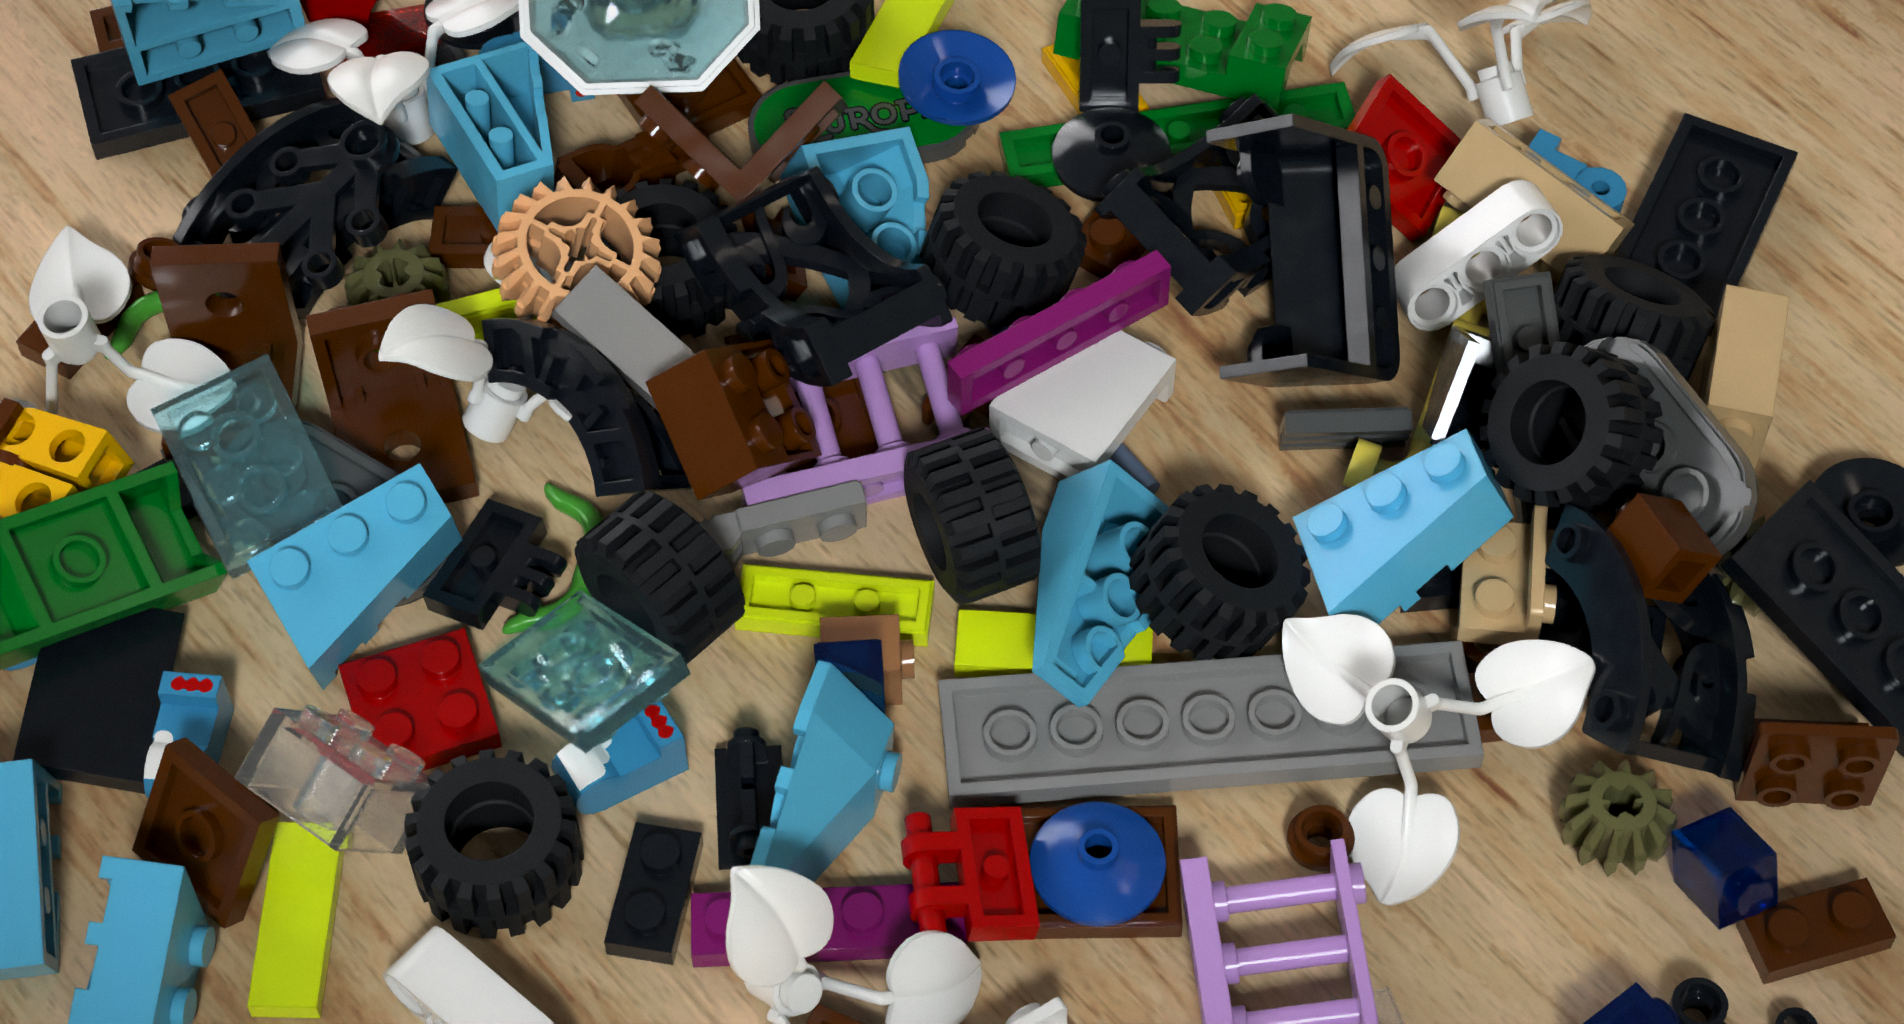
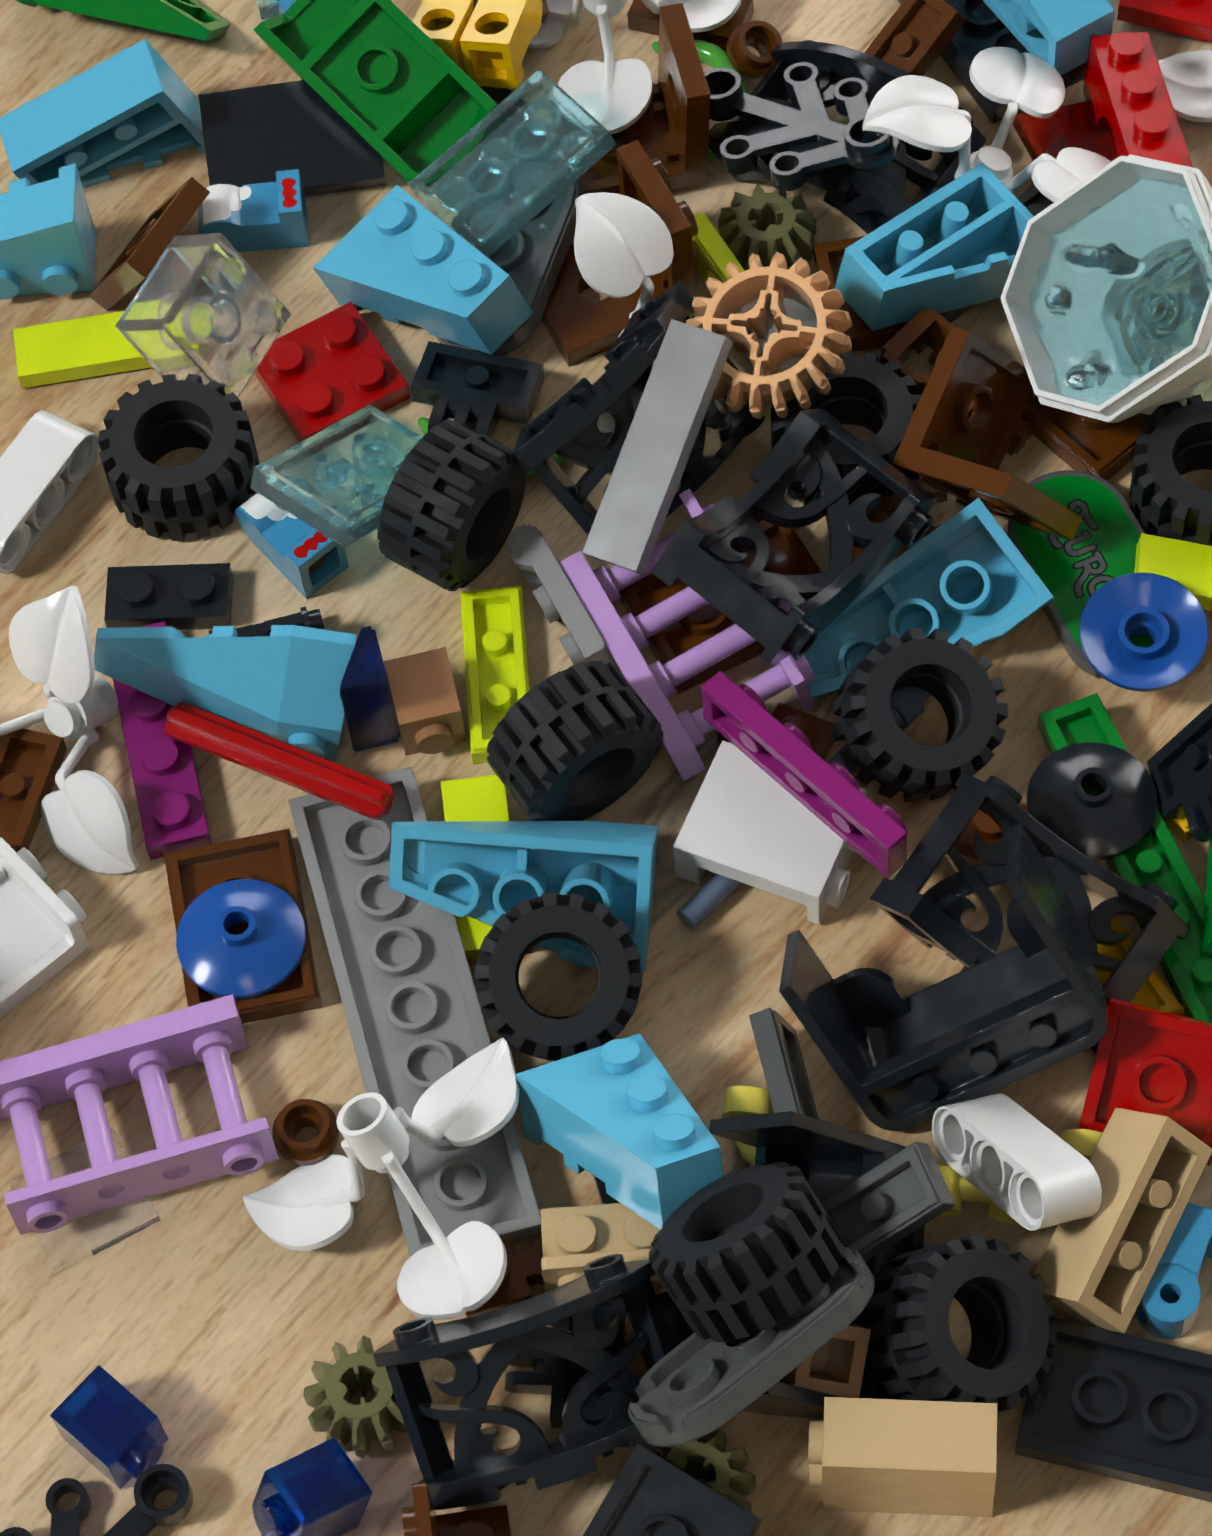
camera: 85 degrees right, 5 degrees up
(733, 417) = (612, 509): reddish brown slope -> none
(908, 791) = (279, 761): none -> red axle
(991, 869) = (197, 843): red plate -> none
(1664, 546) = (610, 1354): reddish brown brick -> none

